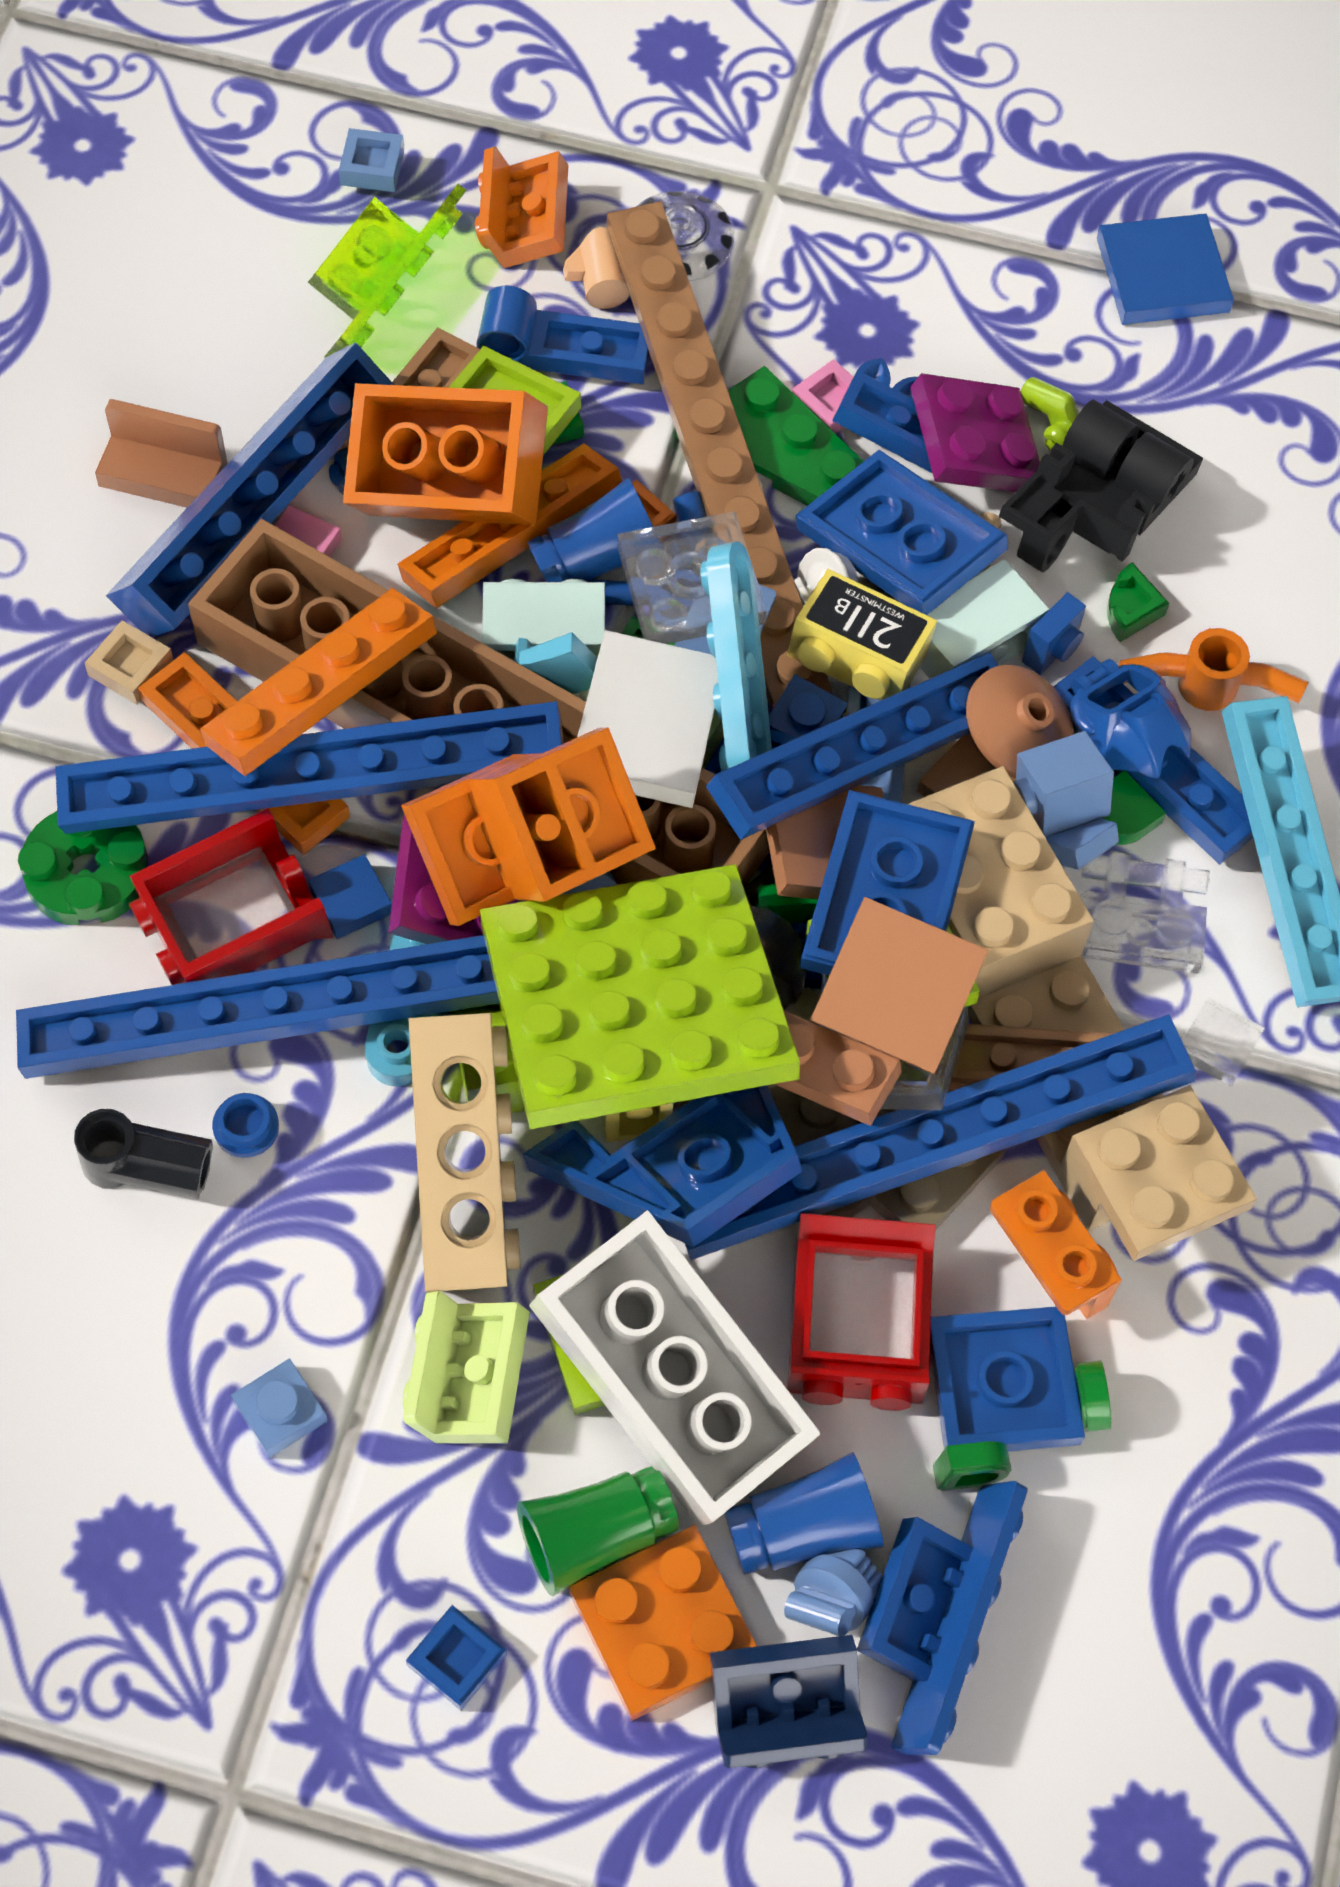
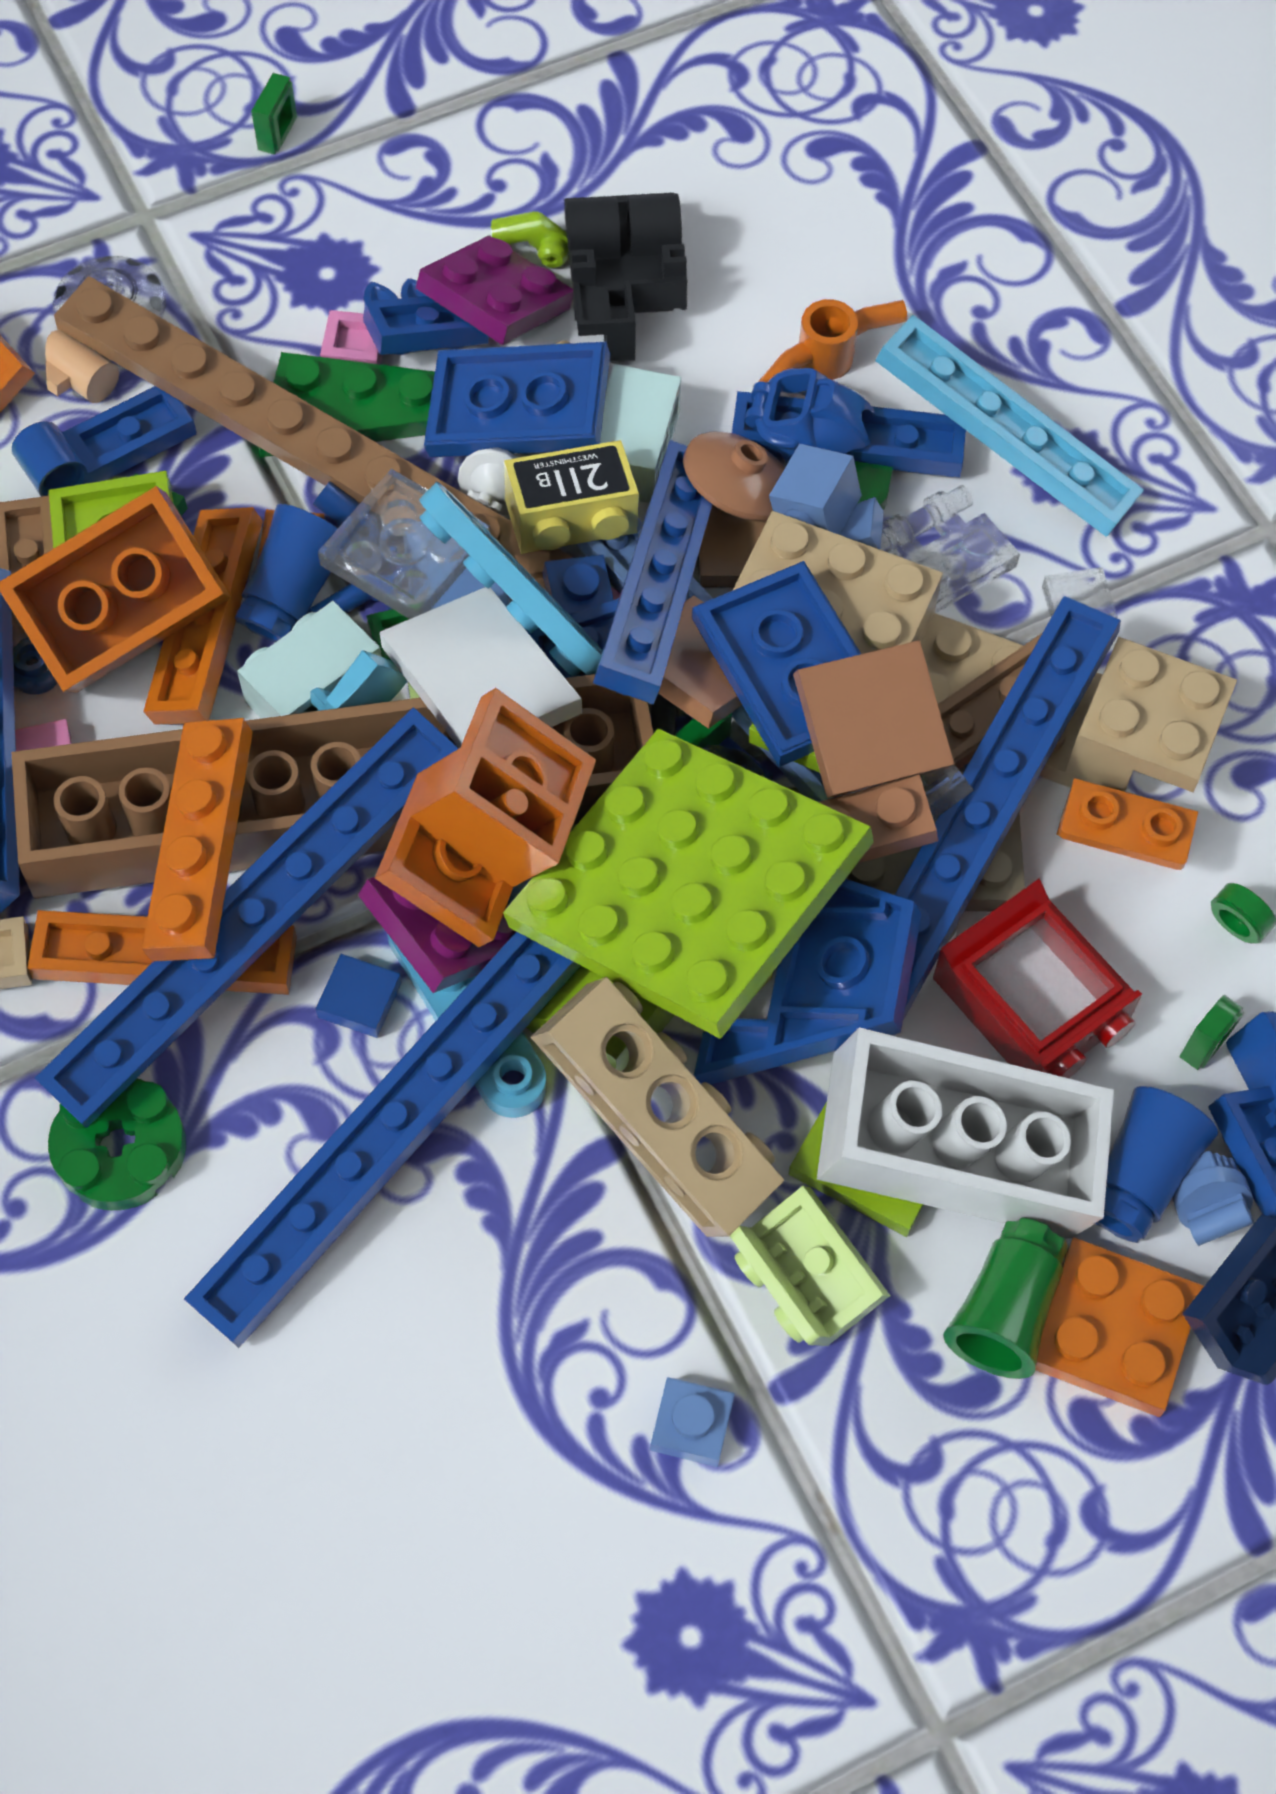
camera: 40 degrees left, 0 degrees up
(148, 1158) = (407, 1321): black piece -> none
(228, 903) = (273, 1080): red window -> none
(245, 1125) = (453, 1234): blue plate -> none
(456, 1657) = (1001, 1484): blue tile -> none
(939, 172) = (274, 113): none -> green tile
(1006, 1379) = (1179, 952): blue plate -> none
(1055, 634) = (696, 397): blue plate -> none
(1133, 603) = (719, 335): green tile -> none
(1164, 269) = (506, 75): blue tile -> none

